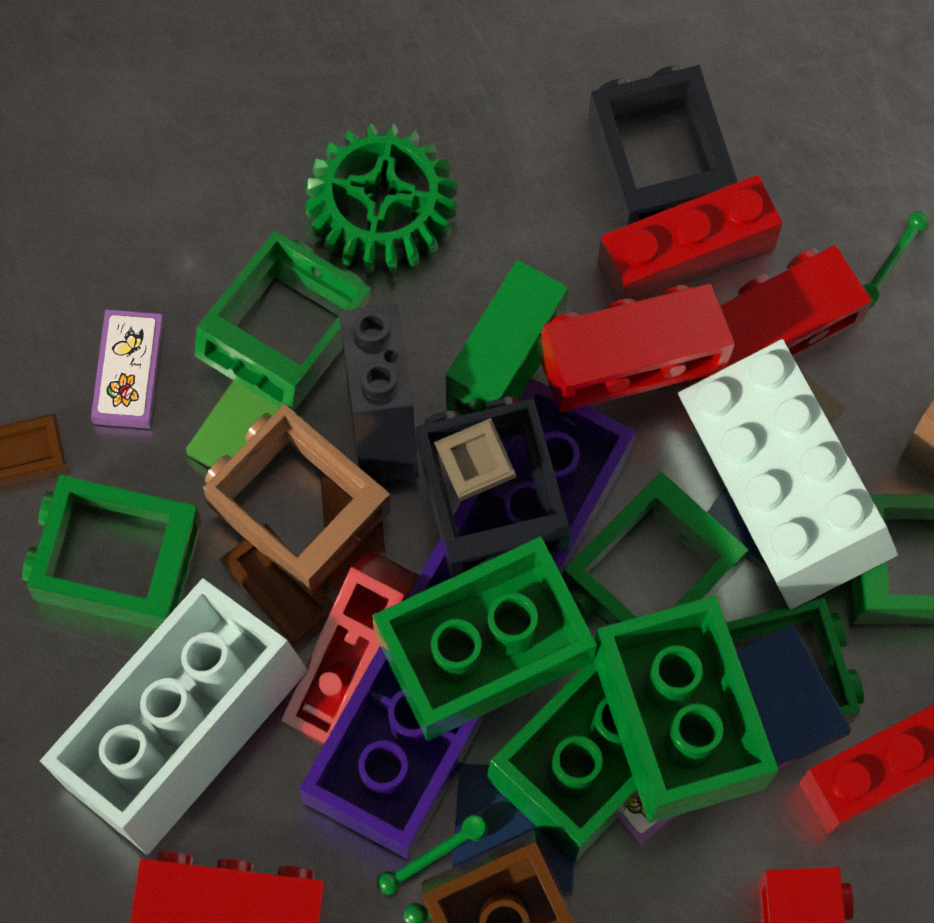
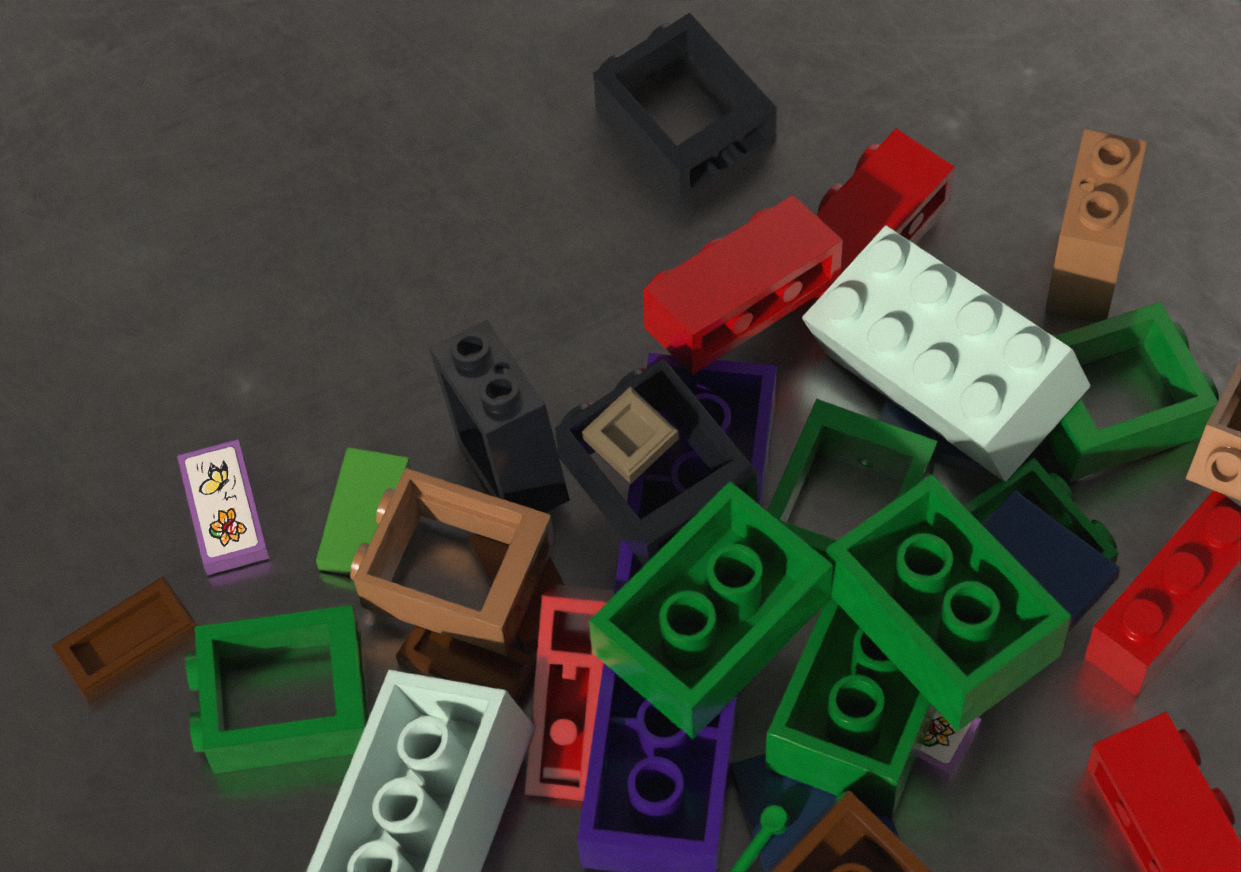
camera: 15 degrees left, 10 degrees down
(252, 361) = (356, 443): green window -> none
(339, 186) = (383, 255): green gear -> none
(505, 342) = (607, 321): green window -> none
(690, 240) = (753, 171): red brick -> none
(918, 222) = (965, 89): green hinge -> none

